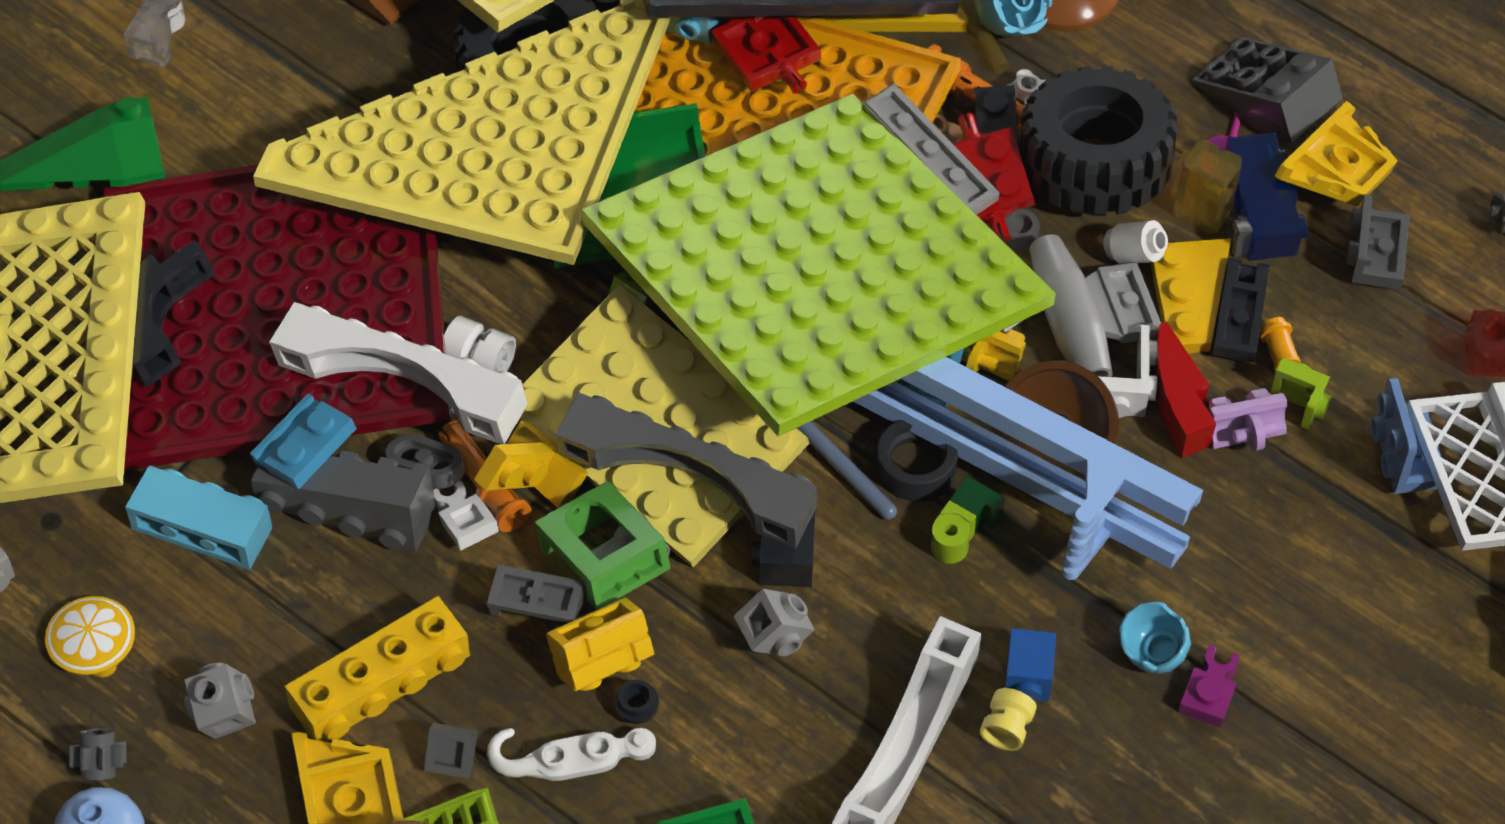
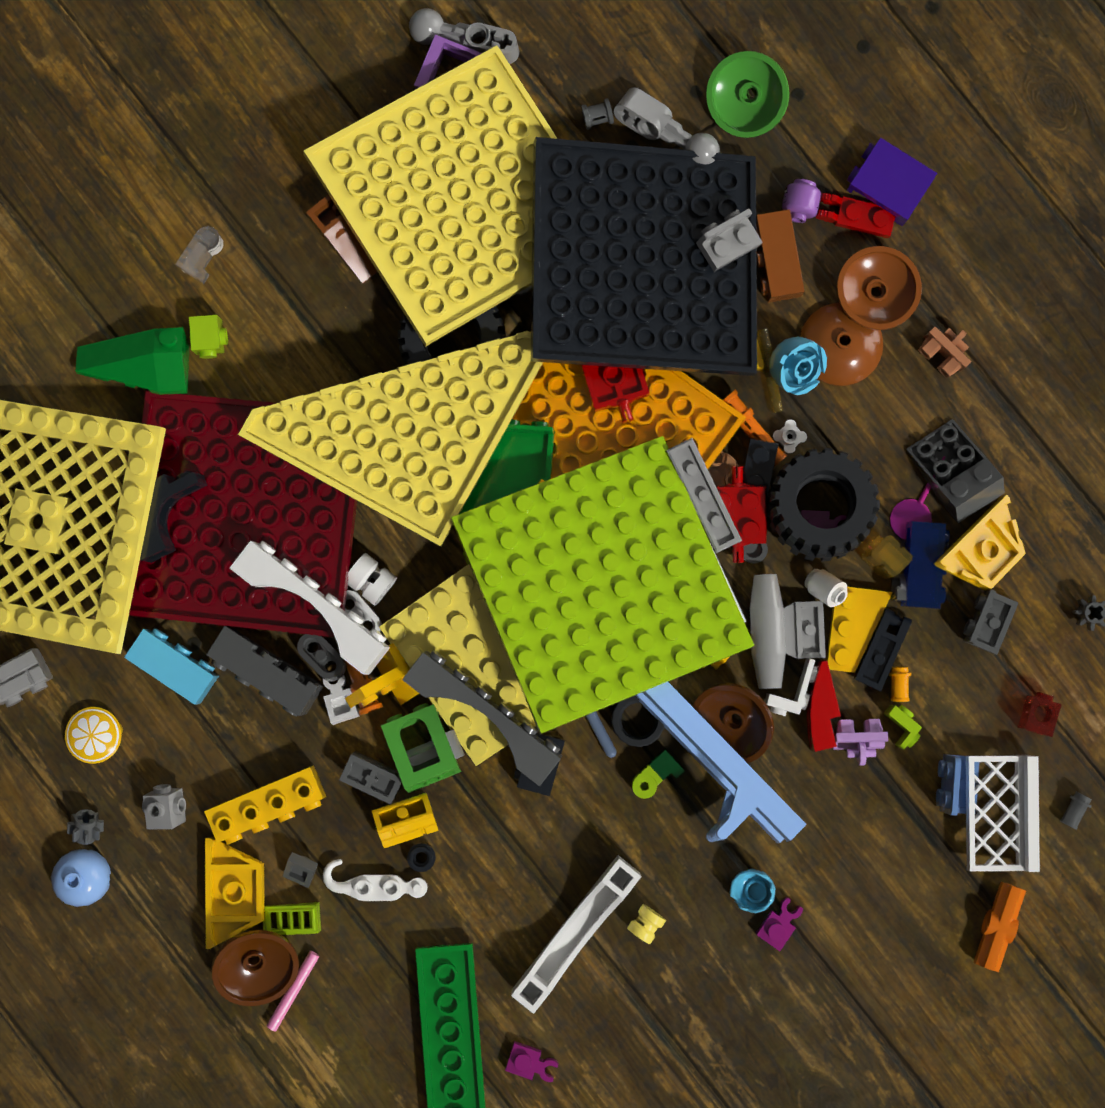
camera: 15 degrees right, 30 degrees up
(182, 112) = (207, 336): none -> lime brick
(303, 441) = (242, 639): dark azure plate -> none
(774, 622) = (517, 828): light grey brick -> none
(1031, 663) = (668, 894): blue brick -> none

